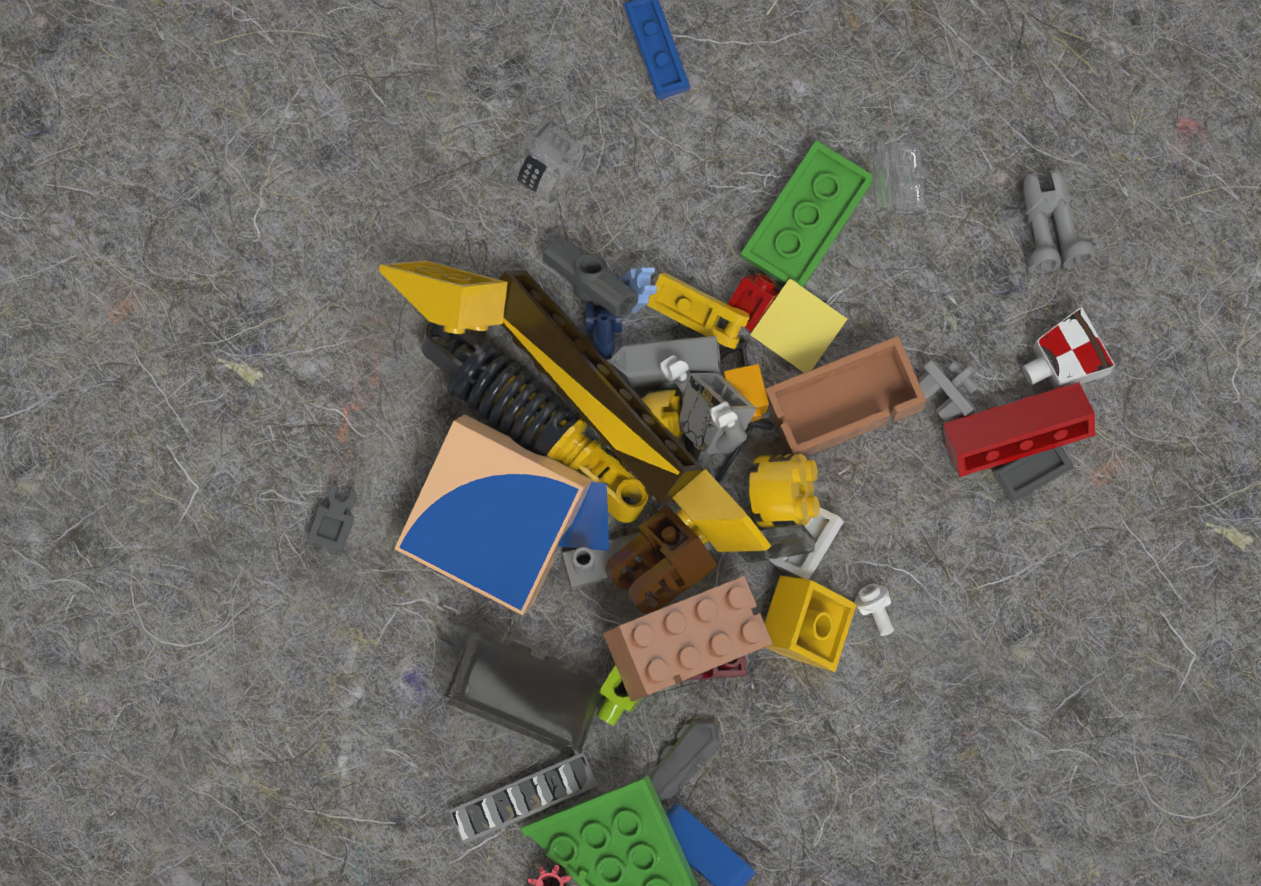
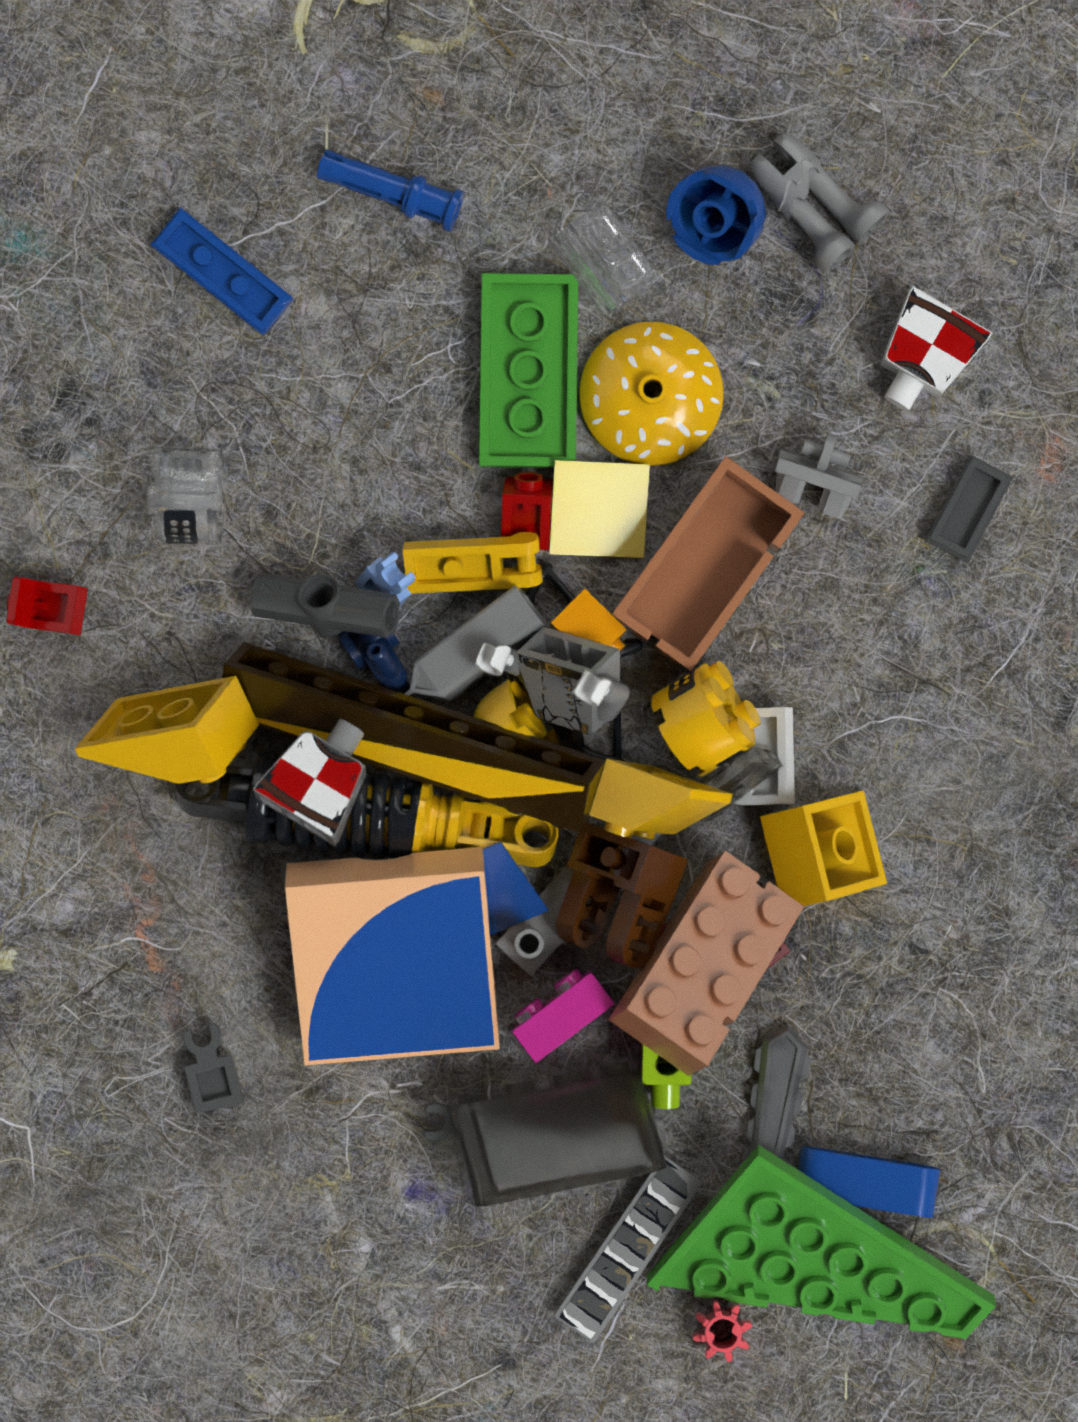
camera: 35 degrees left, 10 degrees up
(418, 176) = (46, 606): none -> red bracket
(515, 371) = (316, 781): none -> torso
(575, 618) = (550, 1024): none -> dark pink piece
(802, 69) = (411, 195): none -> blue pin
(871, 300) = (644, 427): none -> yellow dish
(873, 600) = (884, 777): white plate -> none
(985, 189) = (716, 214): none -> blue cylinder
(1019, 429) = (926, 474): red brick -> none

